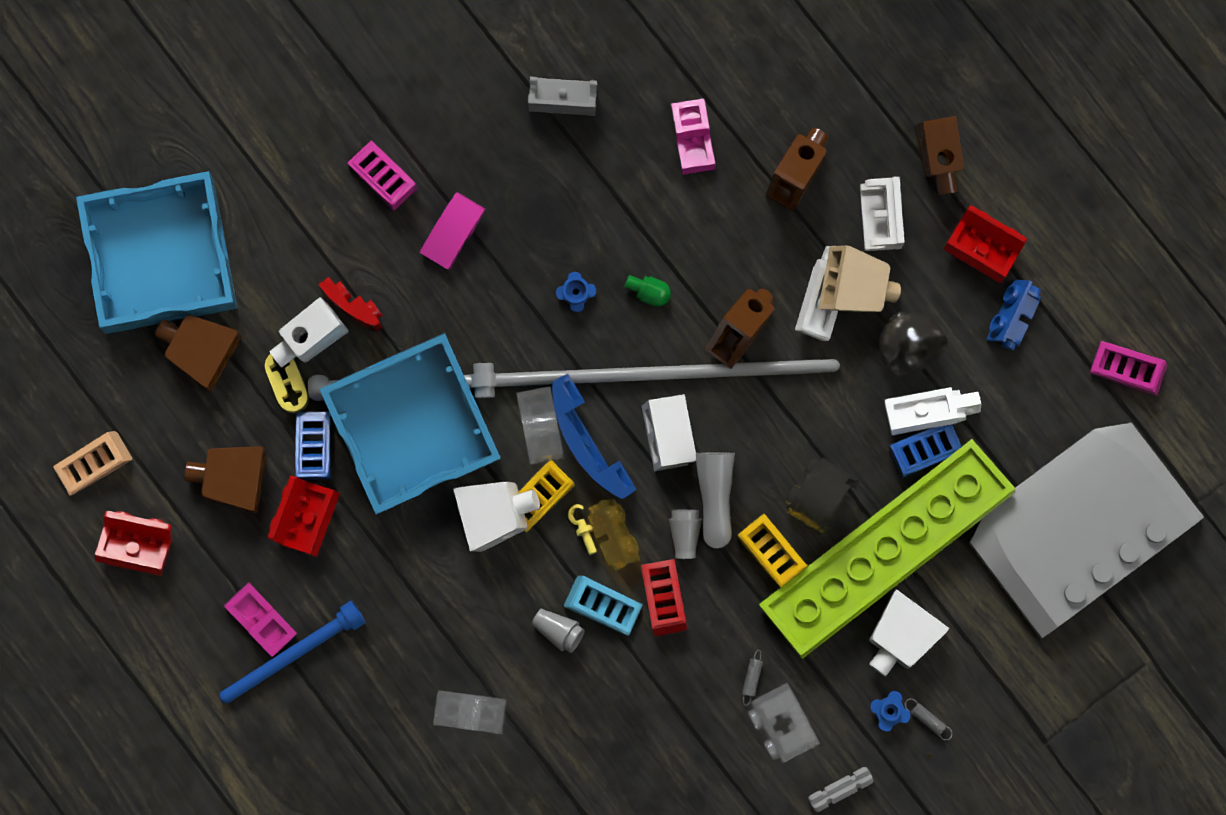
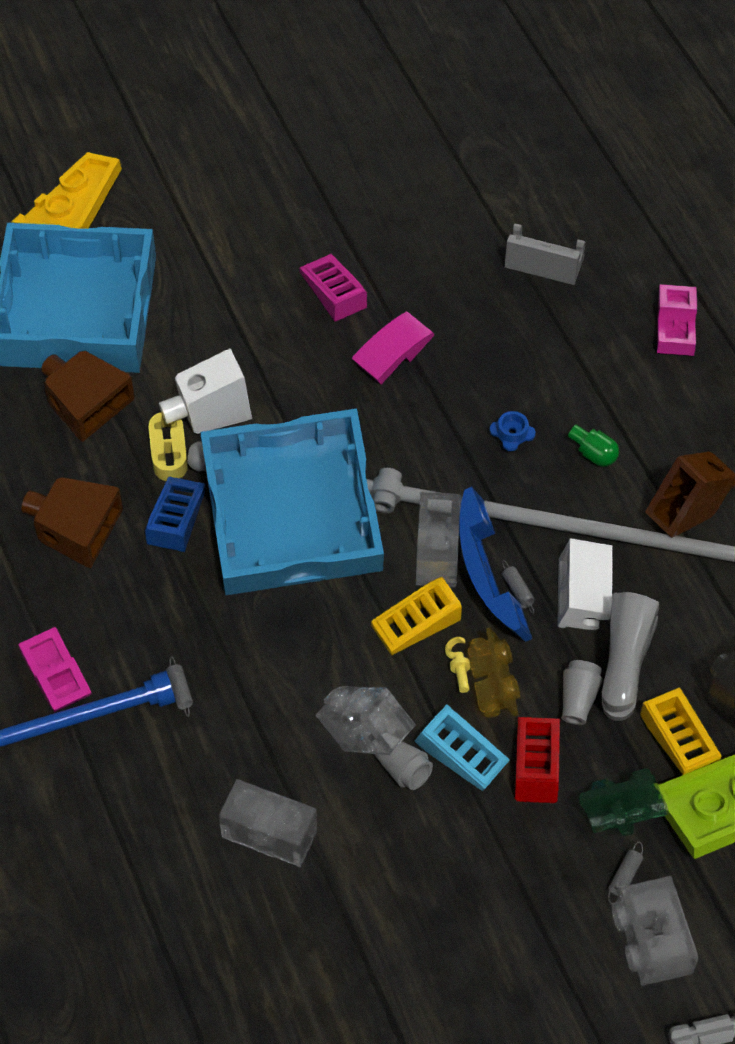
camera: 15 degrees right, 25 degrees down
(121, 142) = (78, 194): none -> yellow wing
(303, 516) = (139, 572): red bracket -> none
(359, 311) = (263, 389): red slope -> none
(364, 607) = (179, 686): none -> light grey piece
(493, 512) = (359, 615): white torso -> none
(524, 612) = (365, 719): none -> clear brick
(614, 444) = (518, 586): none -> light grey piece
(740, 631) = (623, 803): none -> clear green hips

